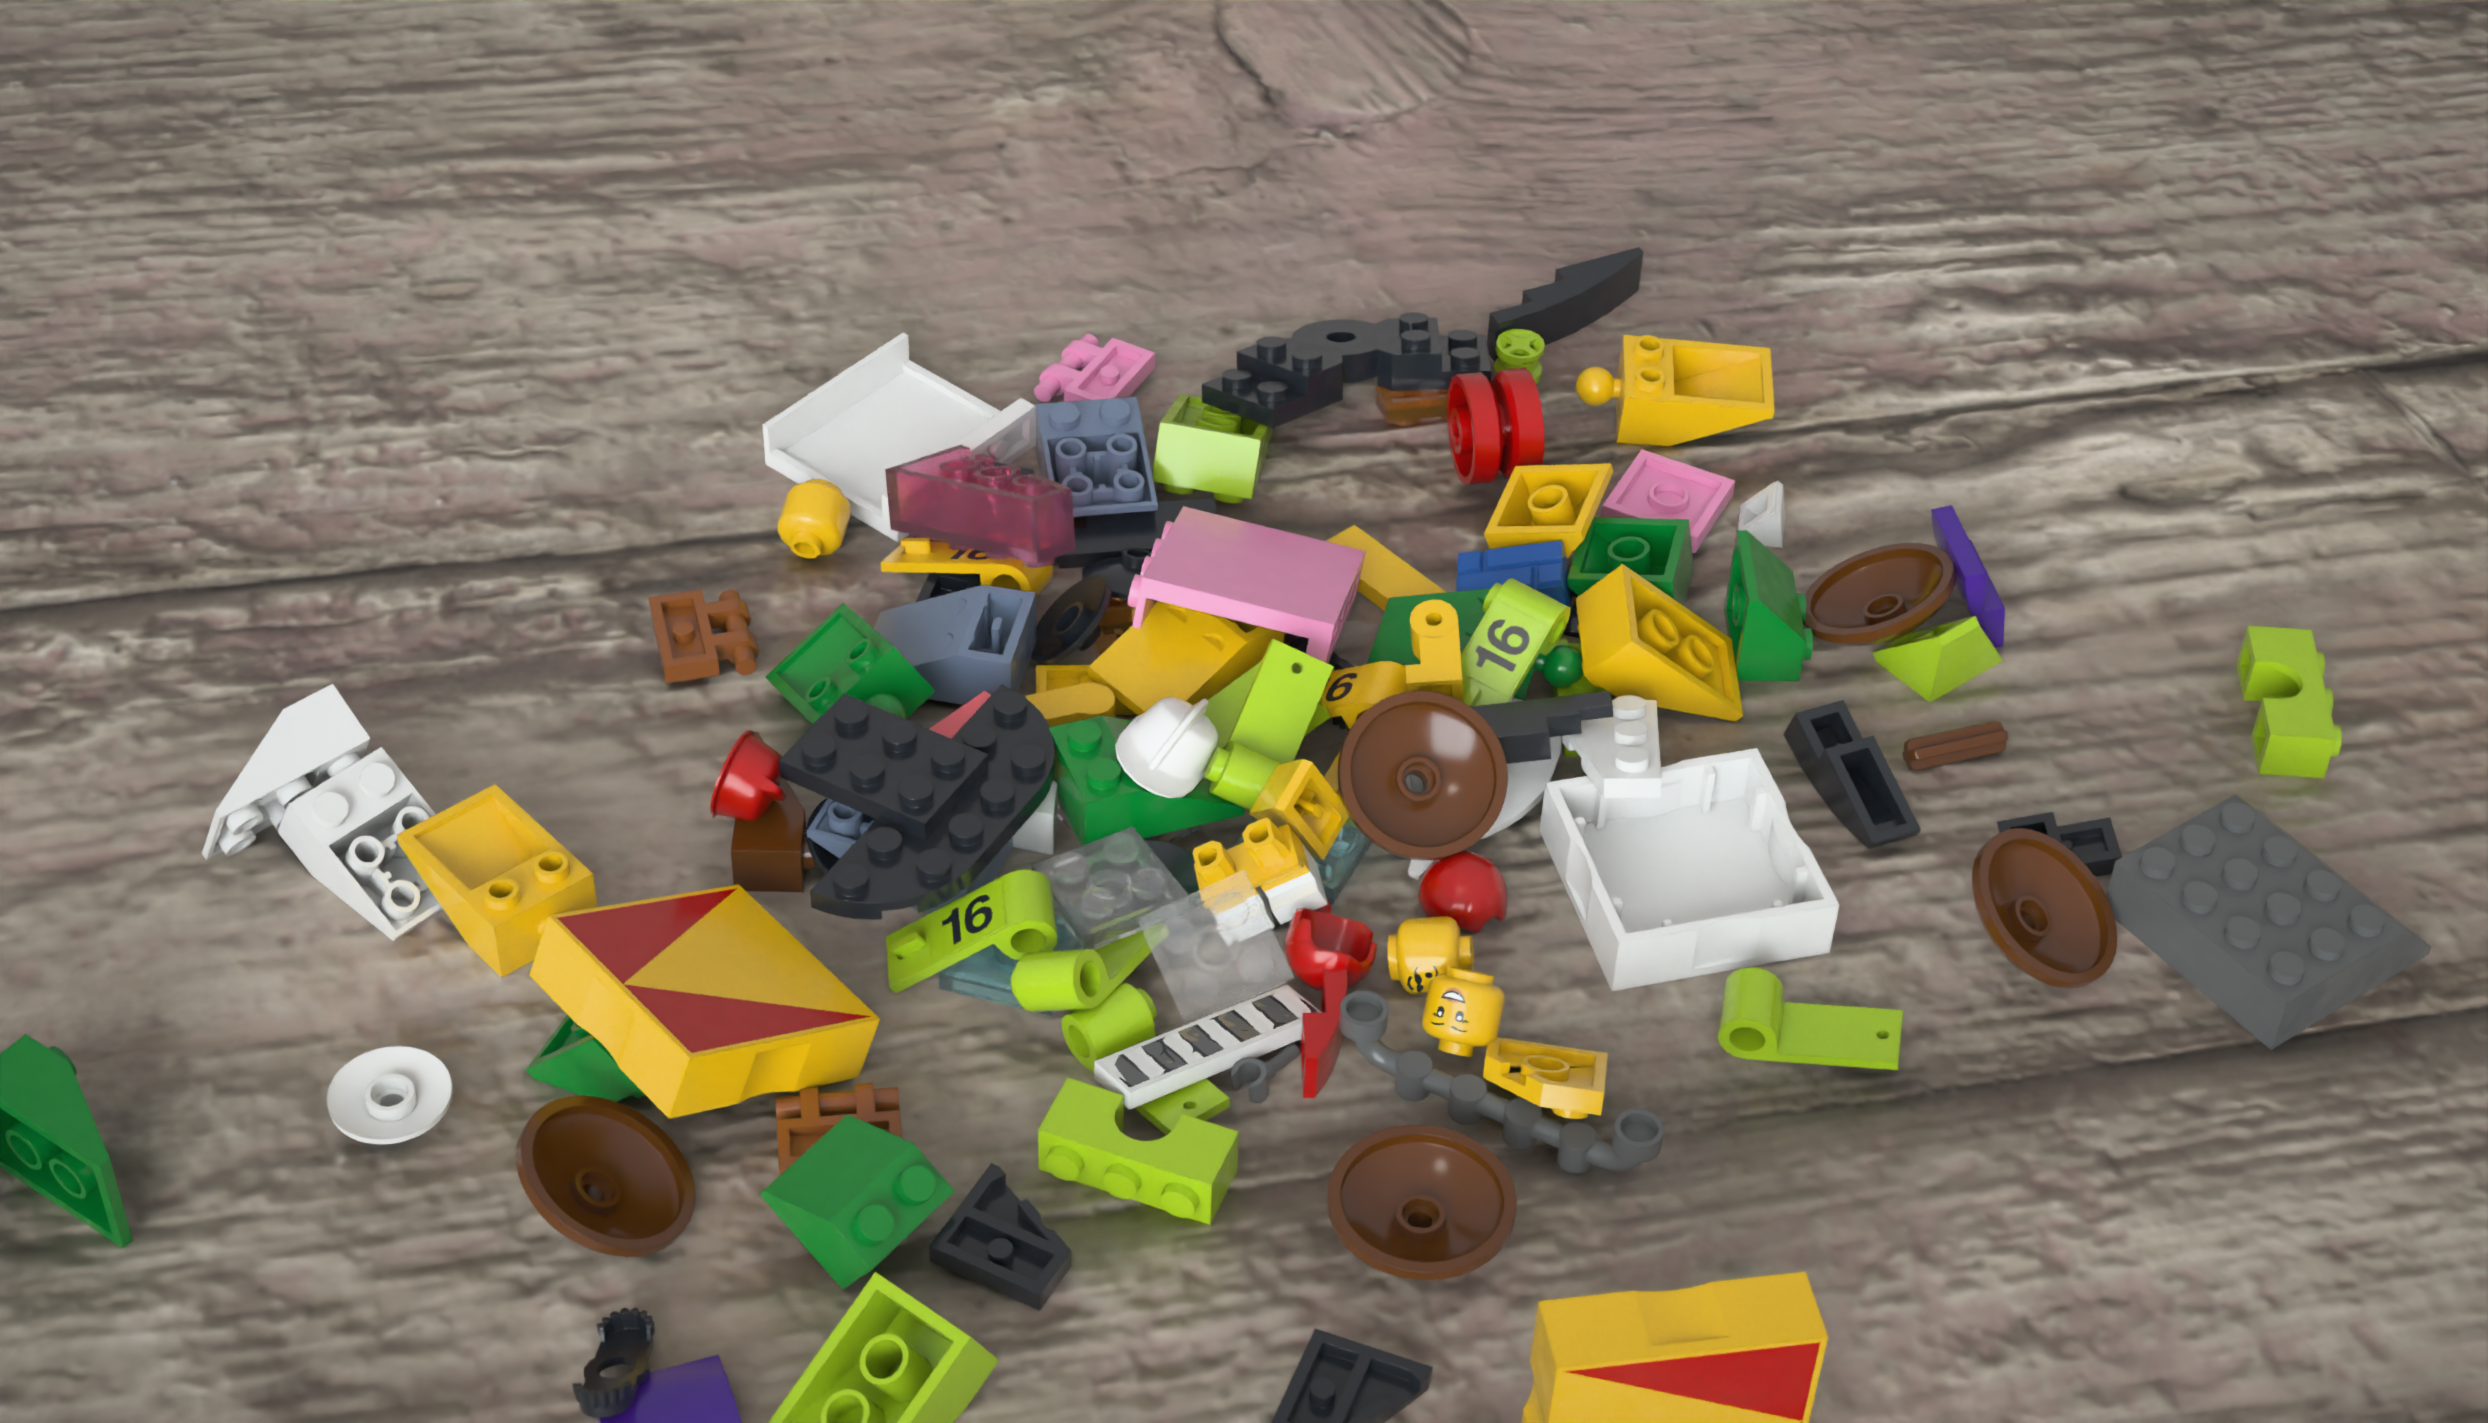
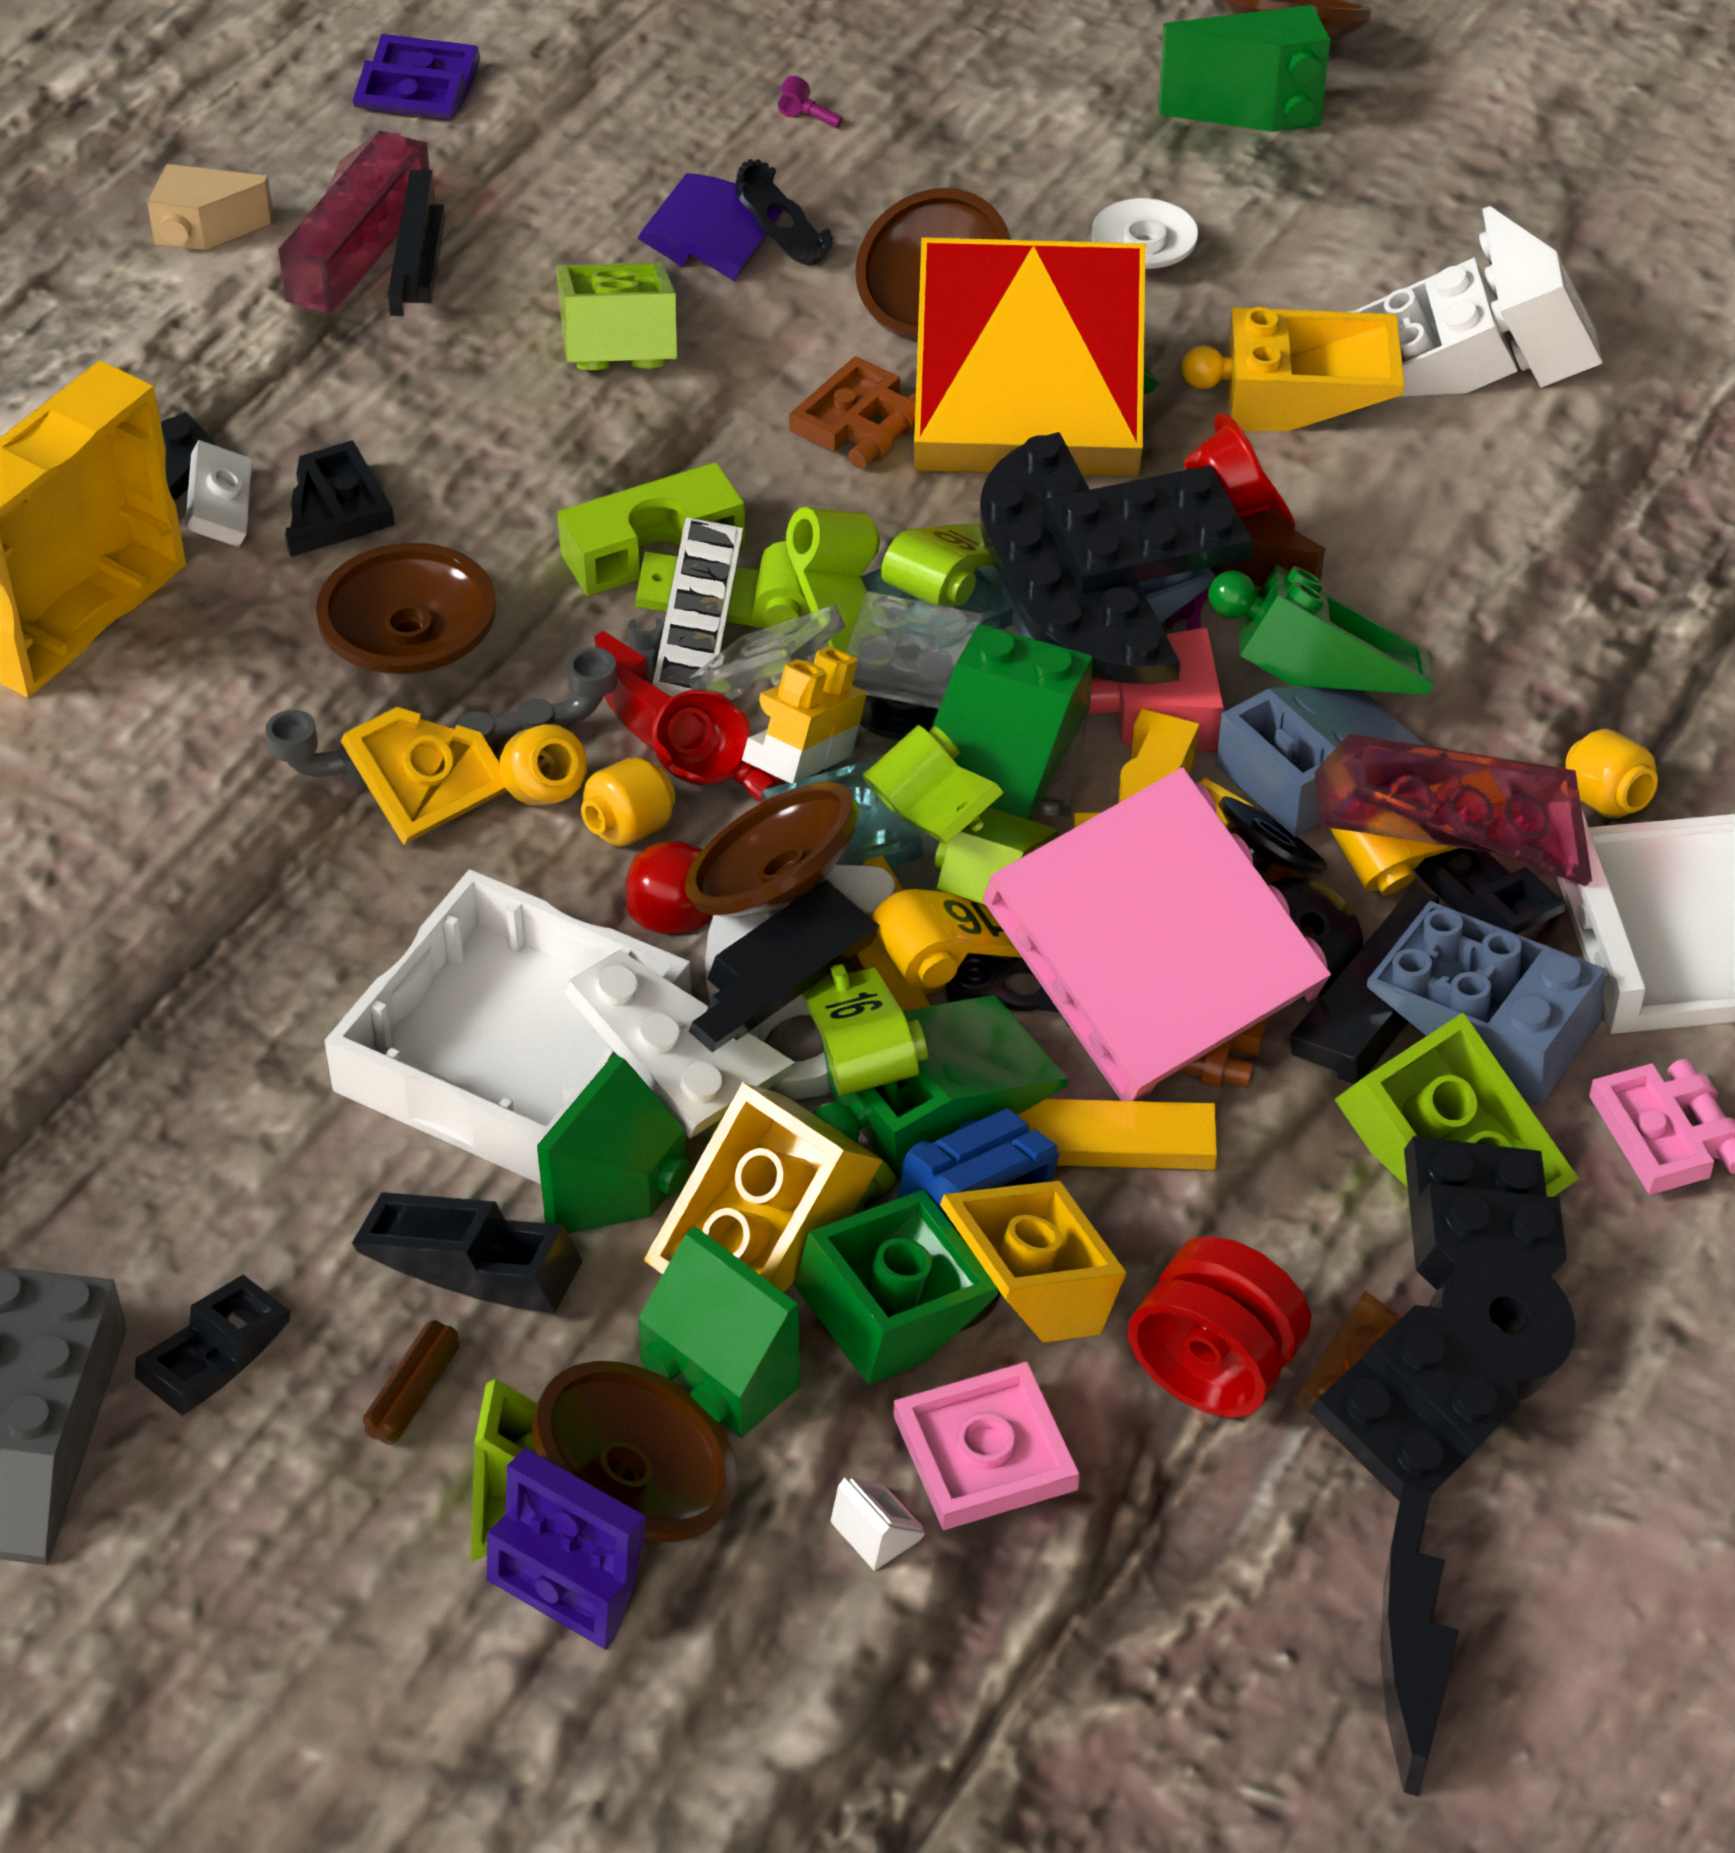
camera: 135 degrees right, 5 degrees up
(686, 640) = (1519, 617): dark orange plate -> none
(856, 1197) = (768, 355): green slope -> none
(1002, 1243) = (663, 428): black wing -> none
(1168, 747) = (994, 721): white piece -> none
(1306, 802) = (834, 745): yellow slope -> none
(1437, 646) = (889, 944): yellow leg -> none
(1520, 350) = (1372, 1504): lime wheel -> none
(1681, 389) = (1136, 1592): yellow slope -> none
(1727, 728) = (611, 1153): none -> green slope
(1765, 1028) = (315, 963): lime door -> none
(2044, 908) = (151, 1201): reddish brown dish -> none
(2294, 720) = (143, 1755): lime arch -> none

